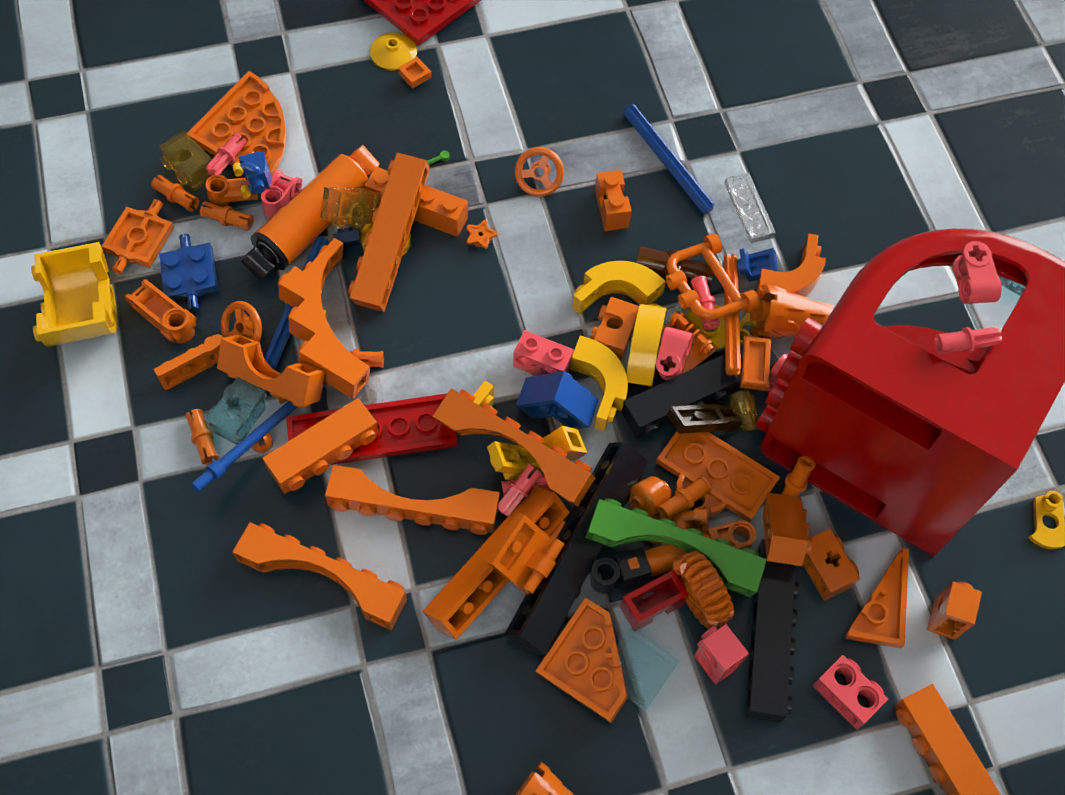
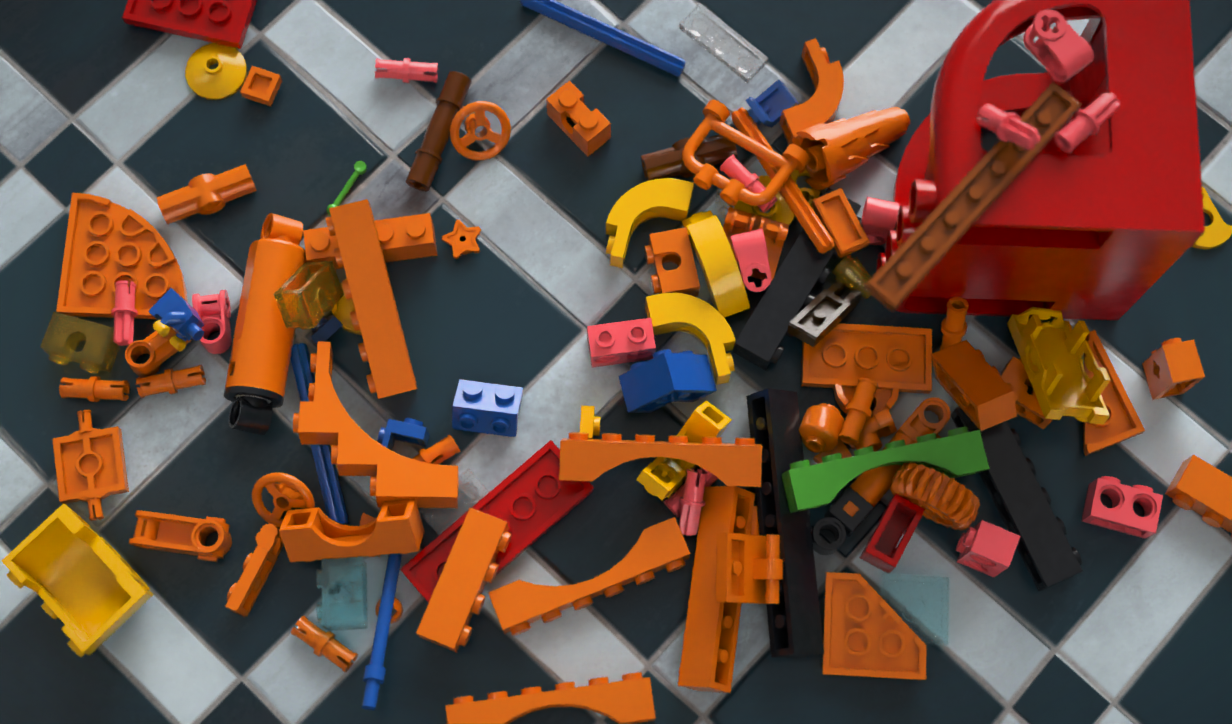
camera: 30 degrees left, 10 degrees up
(188, 272) = (176, 471): blue plate -> none
(332, 116) = (206, 194): none -> orange piece
(355, 332) = (409, 431): none -> blue bracket
(420, 349) = (486, 408): none -> blue bracket
(495, 170) = (438, 131): none -> reddish brown piece
(516, 112) = (406, 70): none -> coral pin
(841, 344) = (968, 201): none -> dark orange tile
(860, 553) = (1055, 365): none -> yellow piece
(899, 306) = (1008, 127): none -> coral axle

